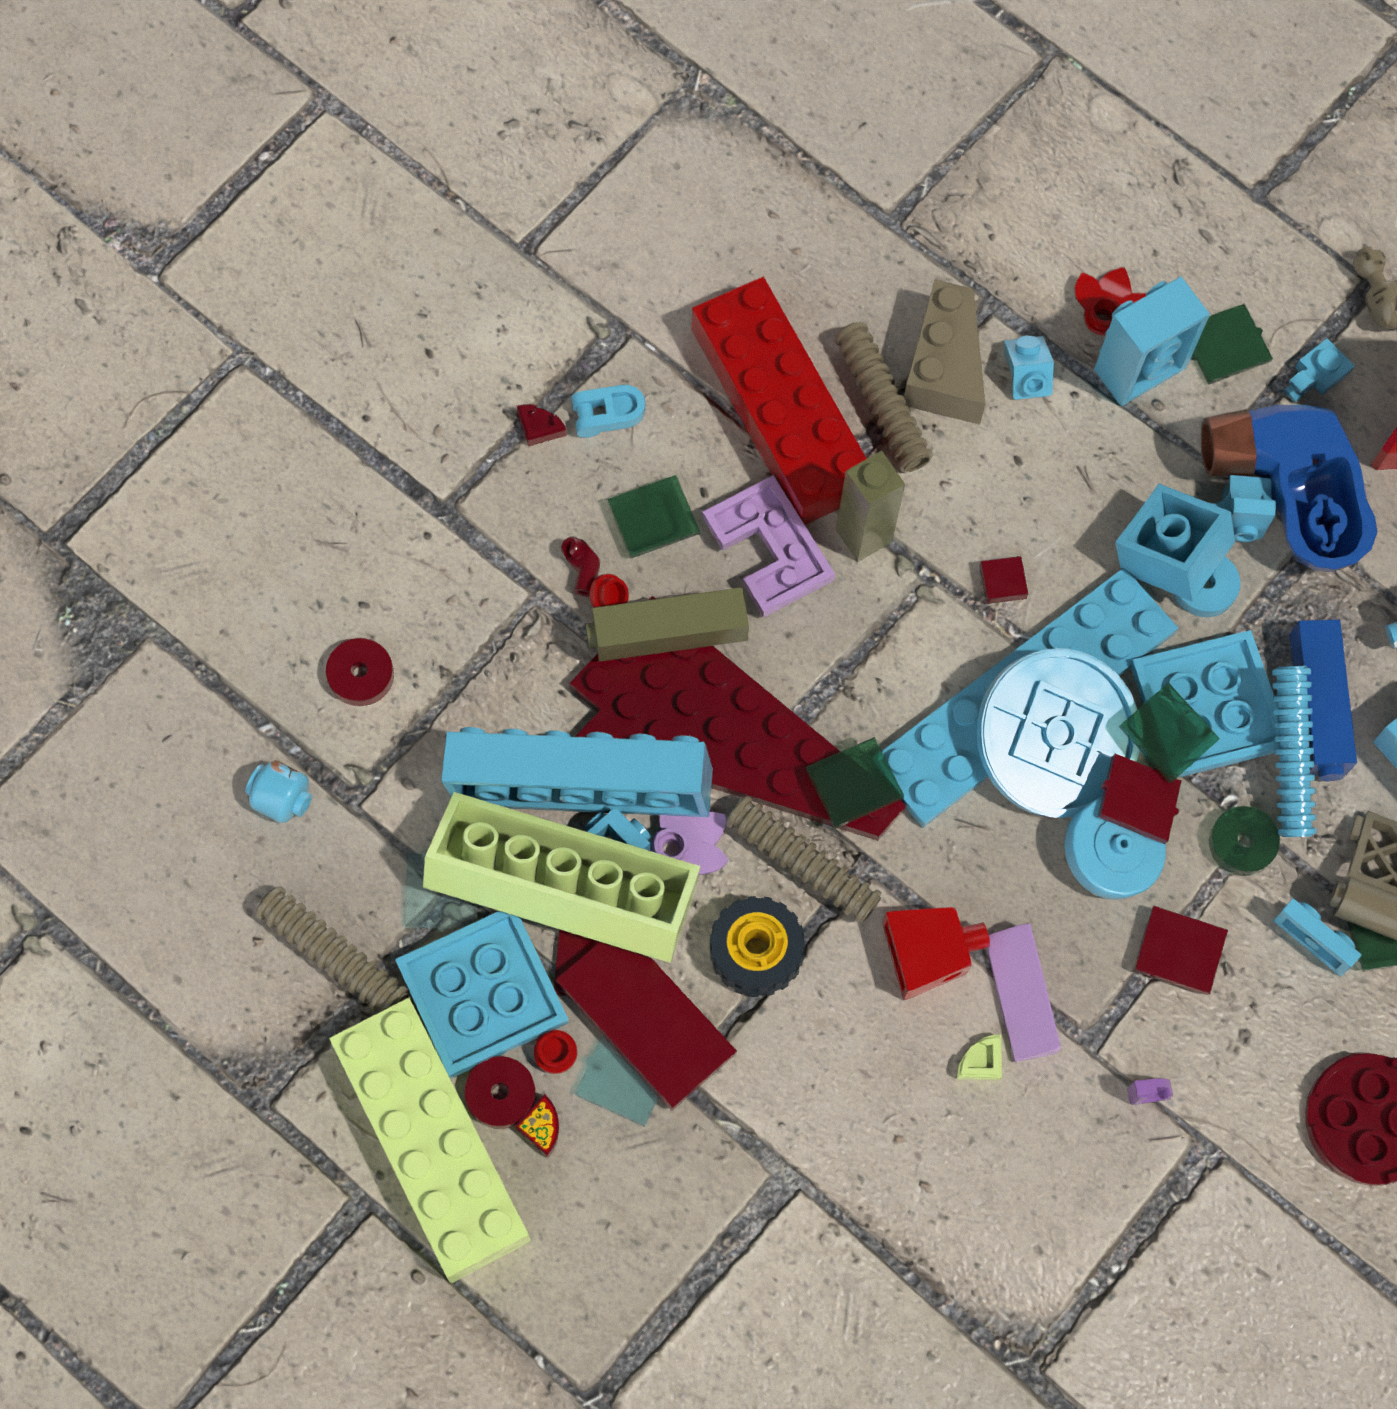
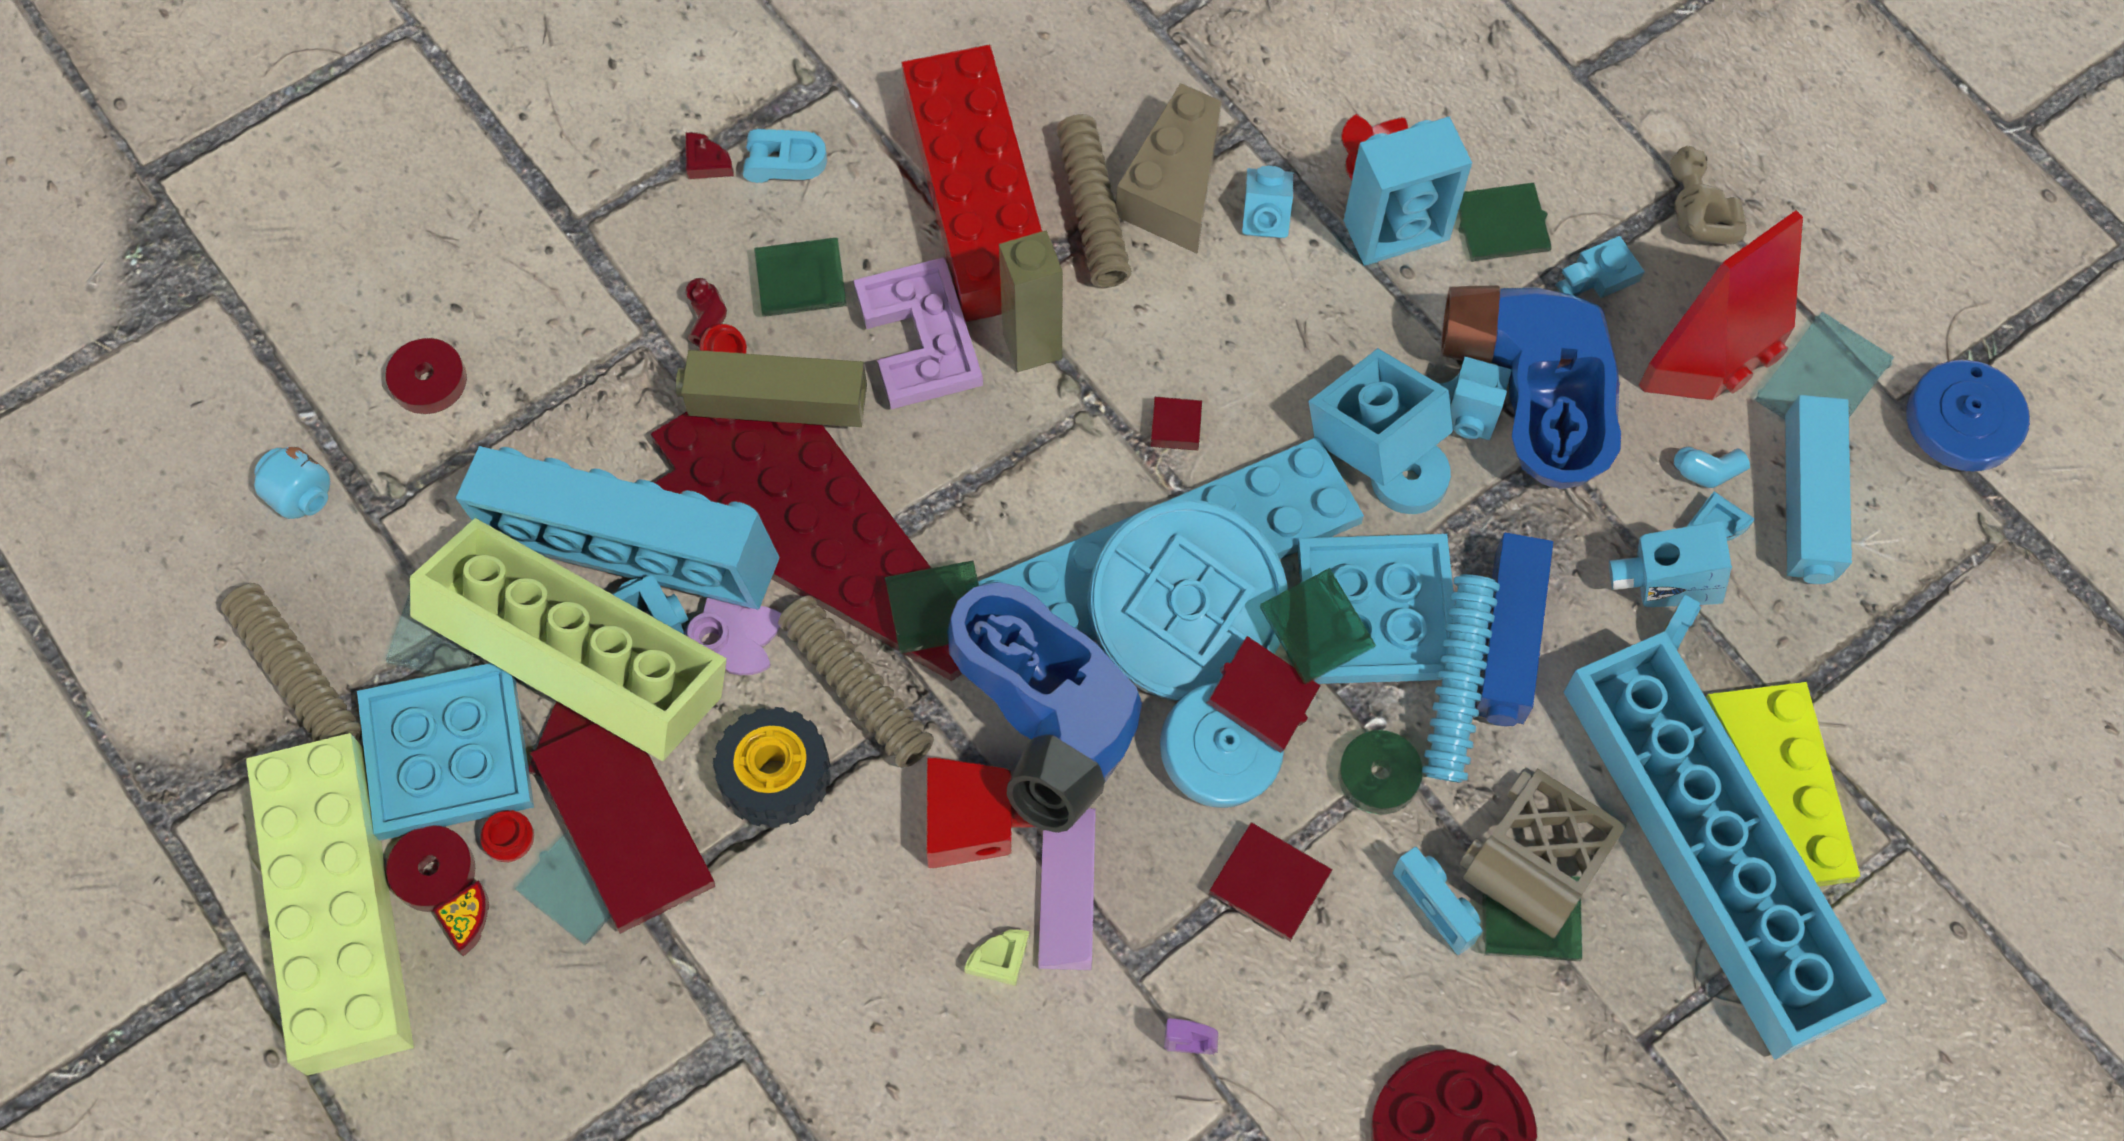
camera: 15 degrees right, 5 degrees down
(975, 836) = (1051, 690): none -> blue piece

